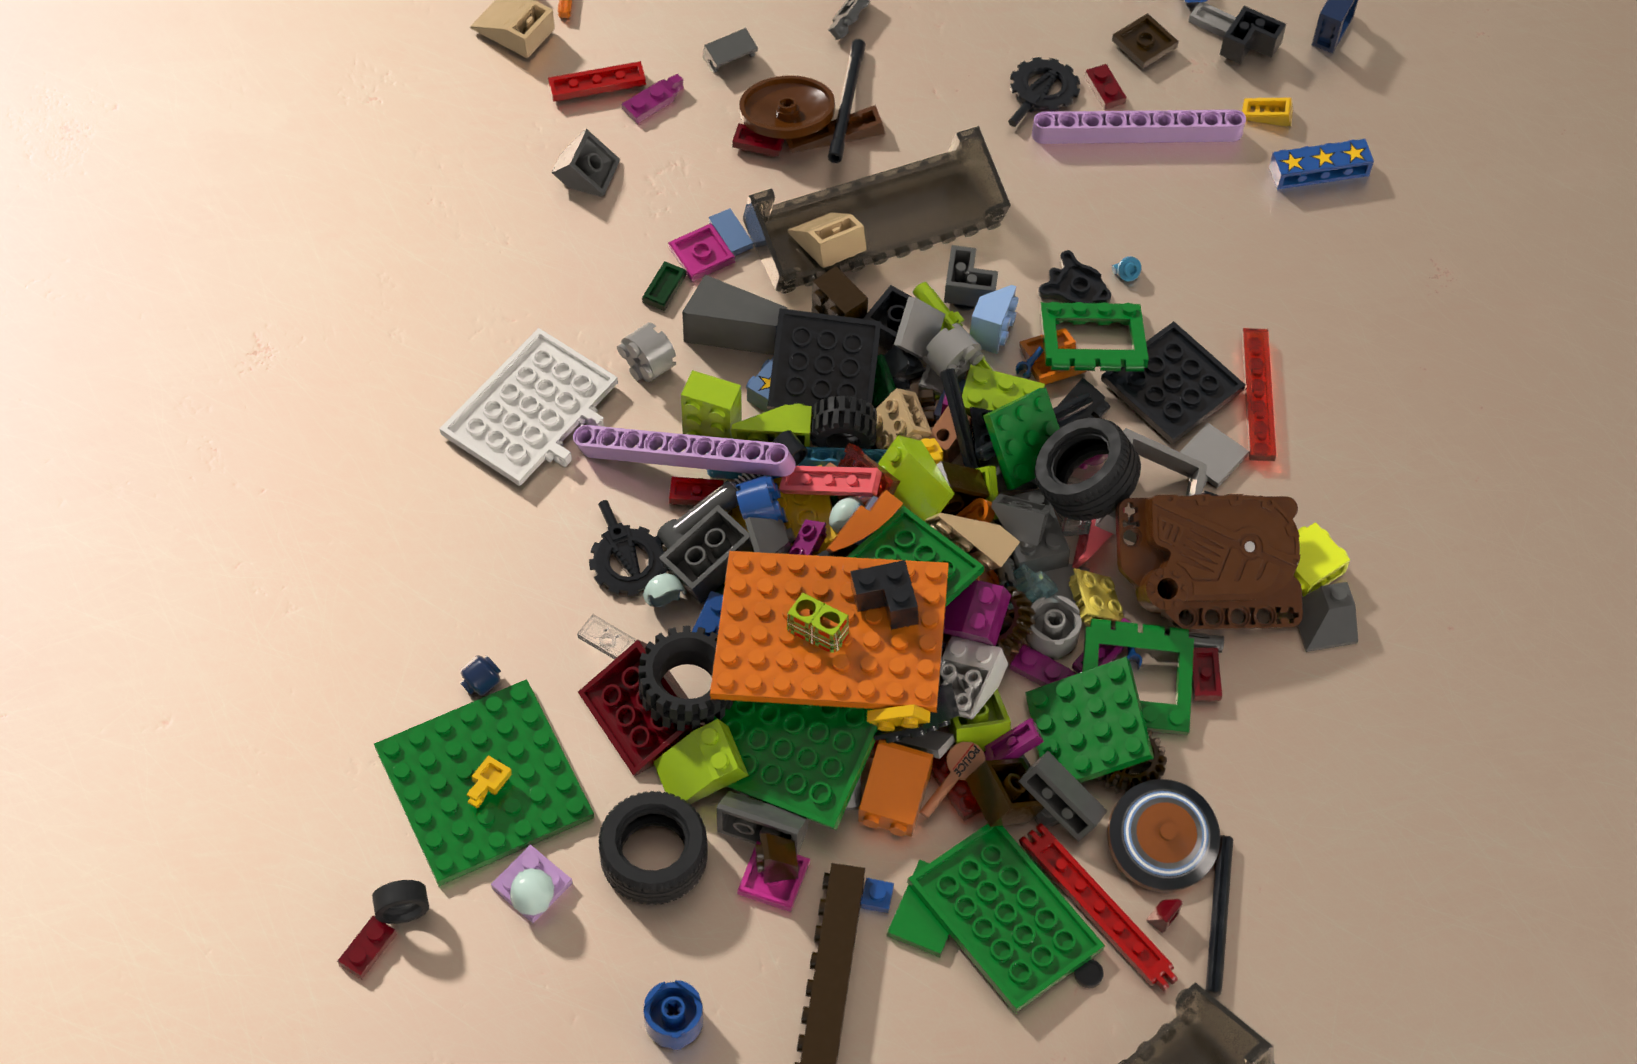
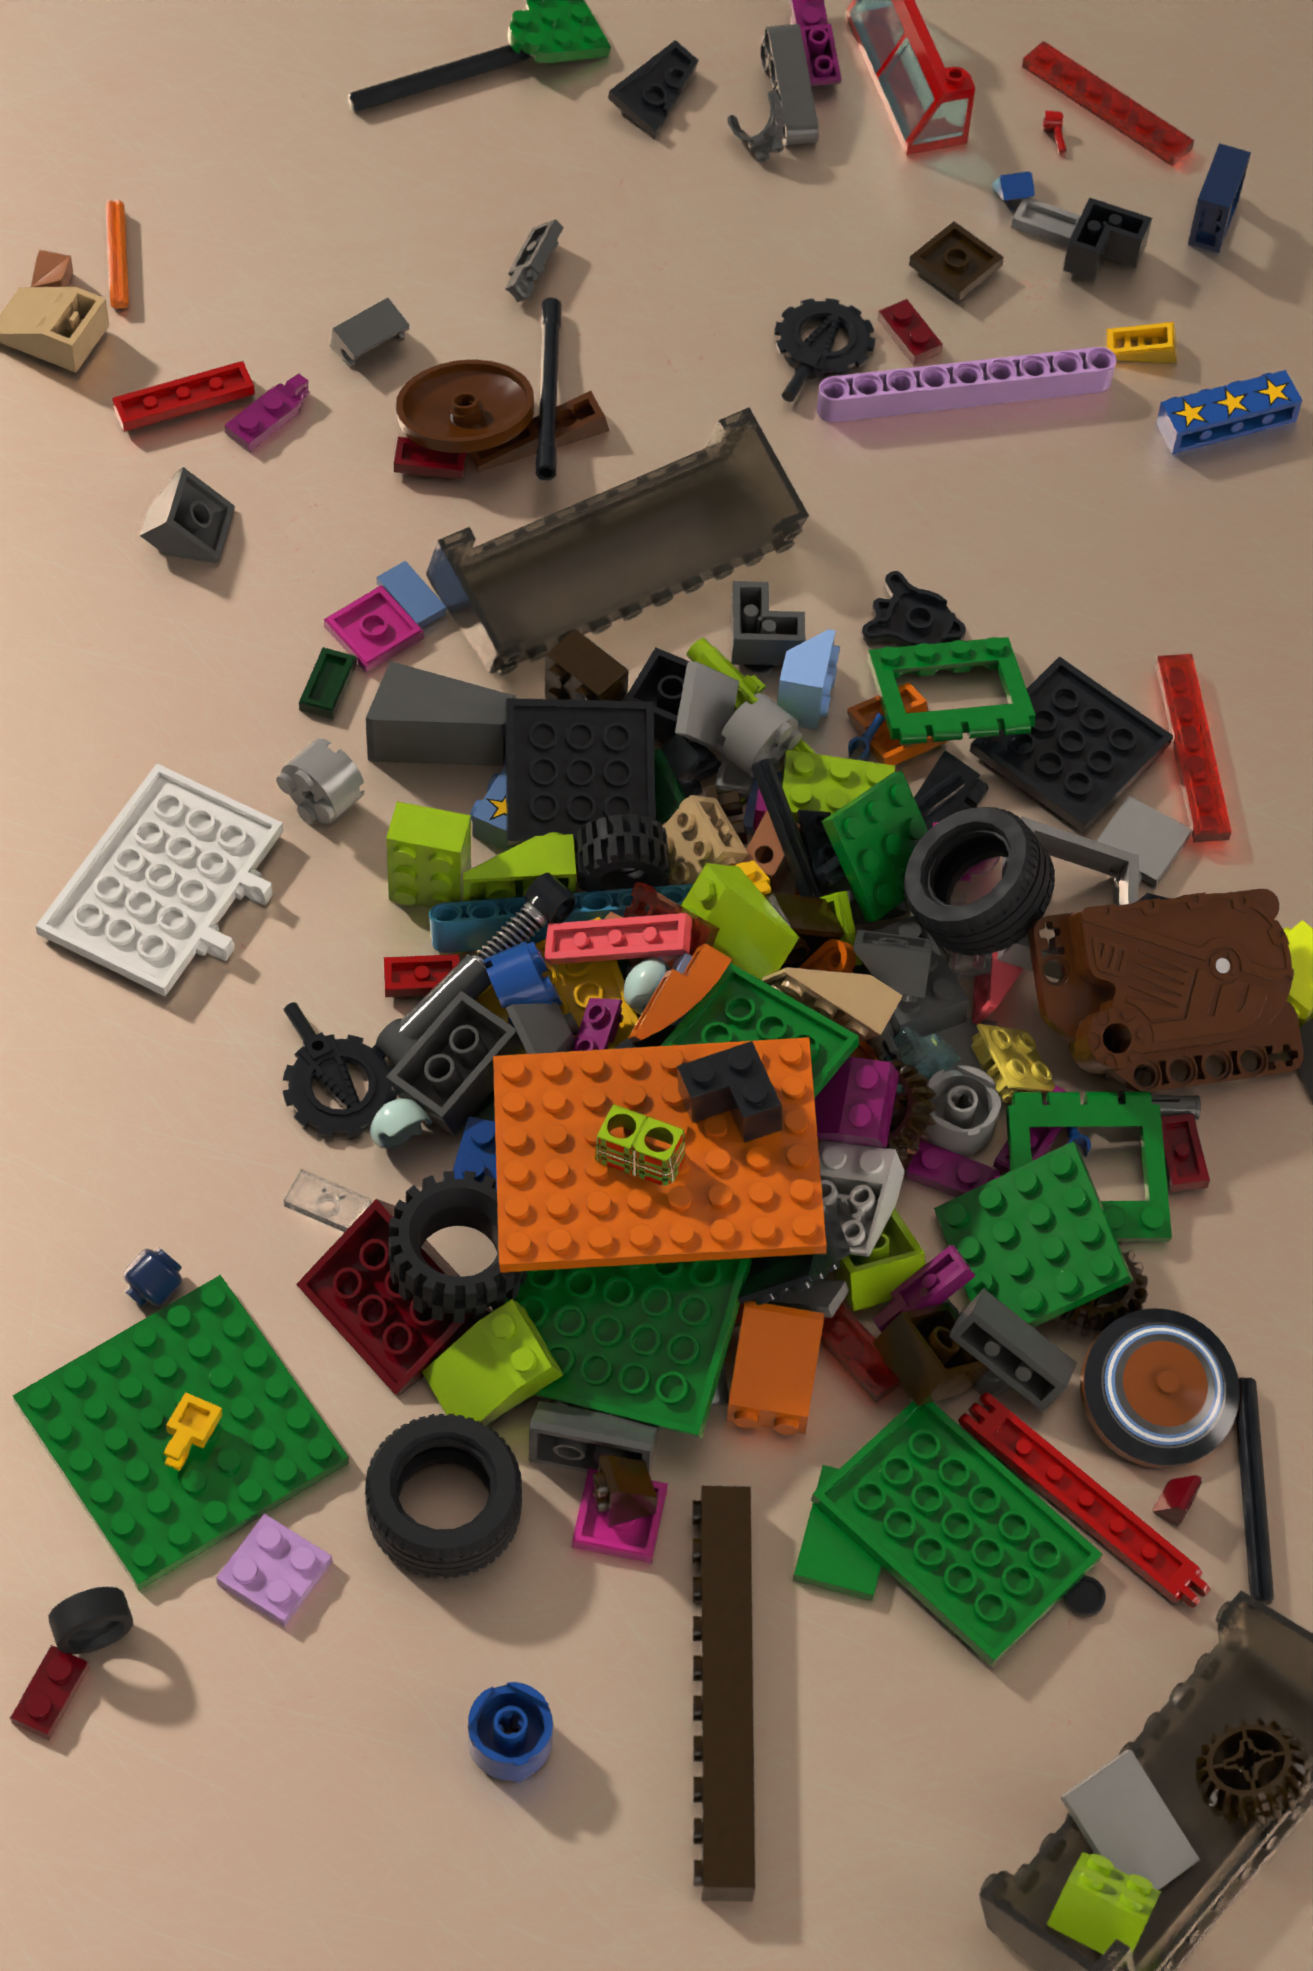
camera: 10 degrees left, 0 degrees up
(532, 891) = (279, 1581): light aqua hair -> none
(596, 441) = (411, 927): lavender beam -> none
(831, 238) = (558, 588): tan slope -> none
(877, 895) = (771, 1523): blue plate -> none
(905, 716) = (781, 1264): yellow plate -> none
(961, 761) = (864, 1319): nougat piece -> none
(1128, 268) = (983, 588): dark azure plate -> none

